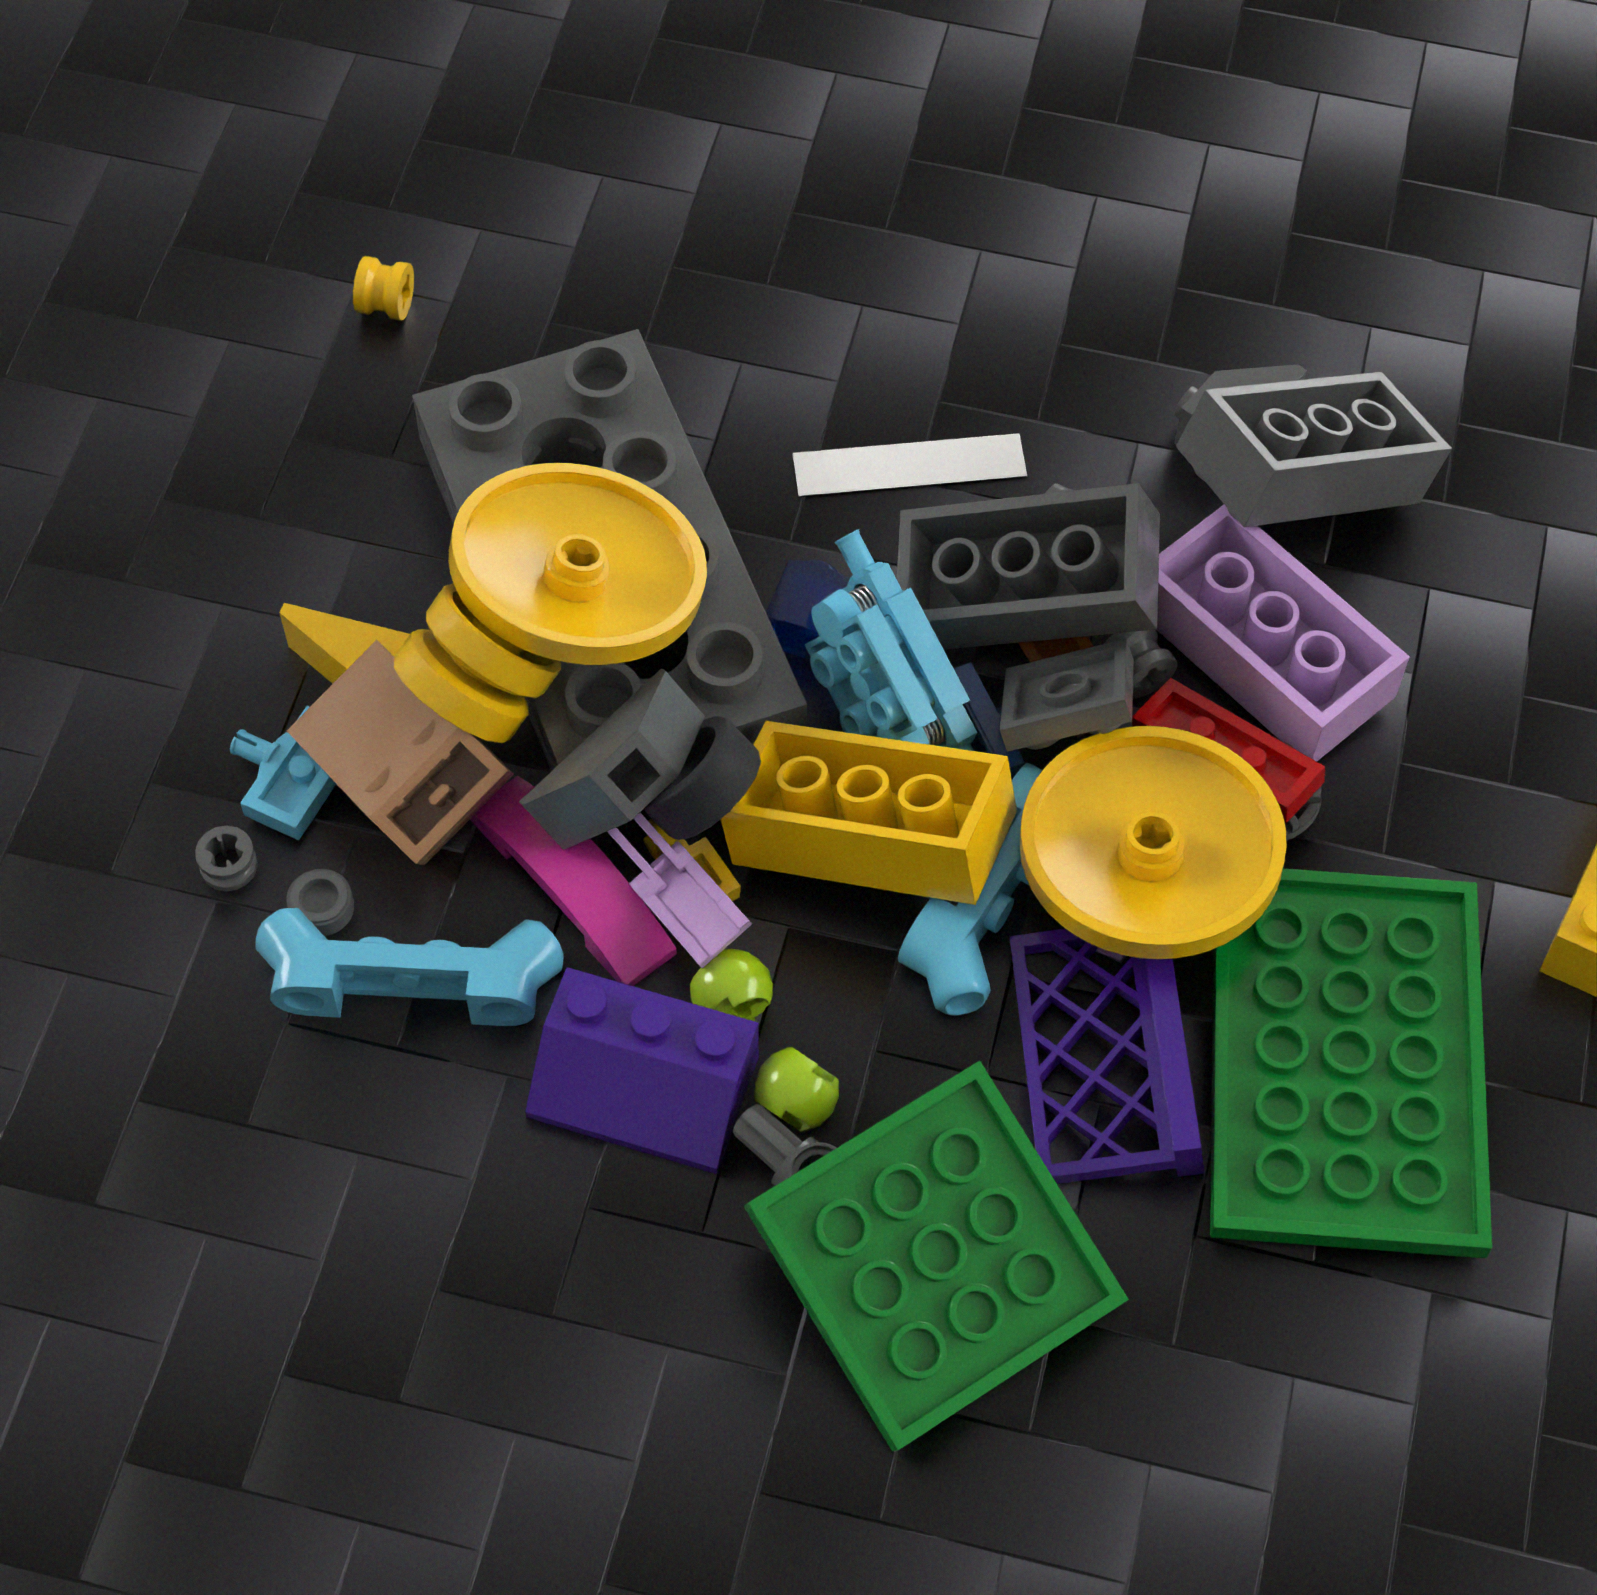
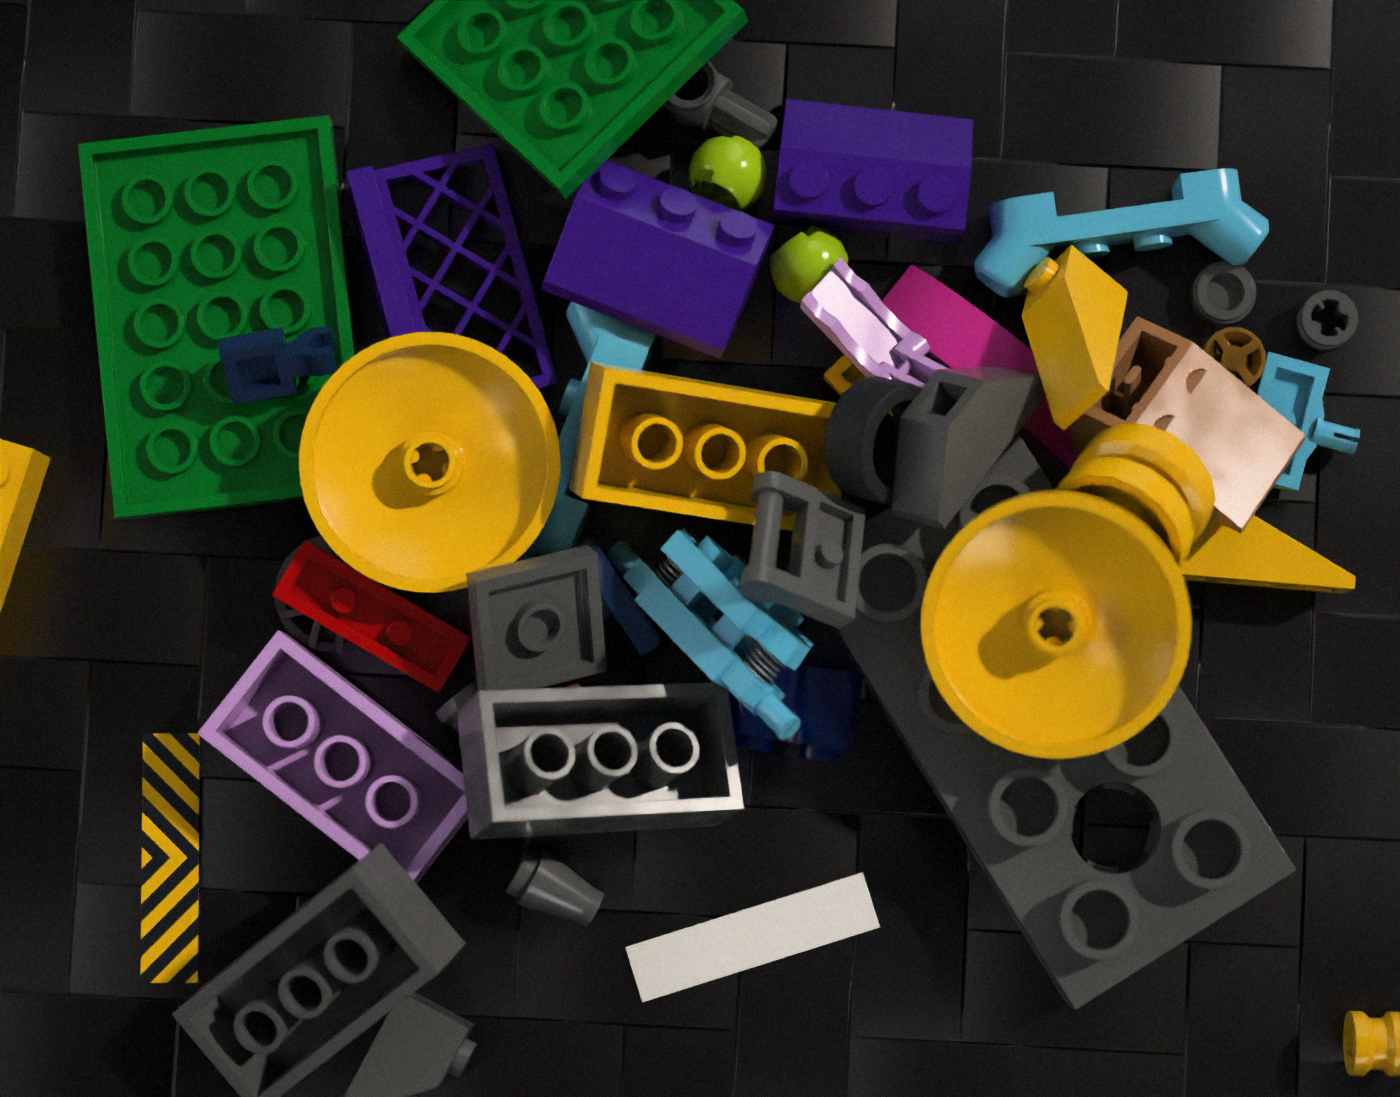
camera: 175 degrees right, 25 degrees up
(334, 816) = (1240, 353): none -> pearl gold wheel
(484, 844) = (1073, 330): none -> yellow slope
(783, 675) = (823, 550): none -> dark grey plate
(885, 1001) = (658, 258): none -> dark purple slope
(1308, 976) = (267, 367): none -> dark blue plate
(1442, 614) = (170, 858): none -> sticker

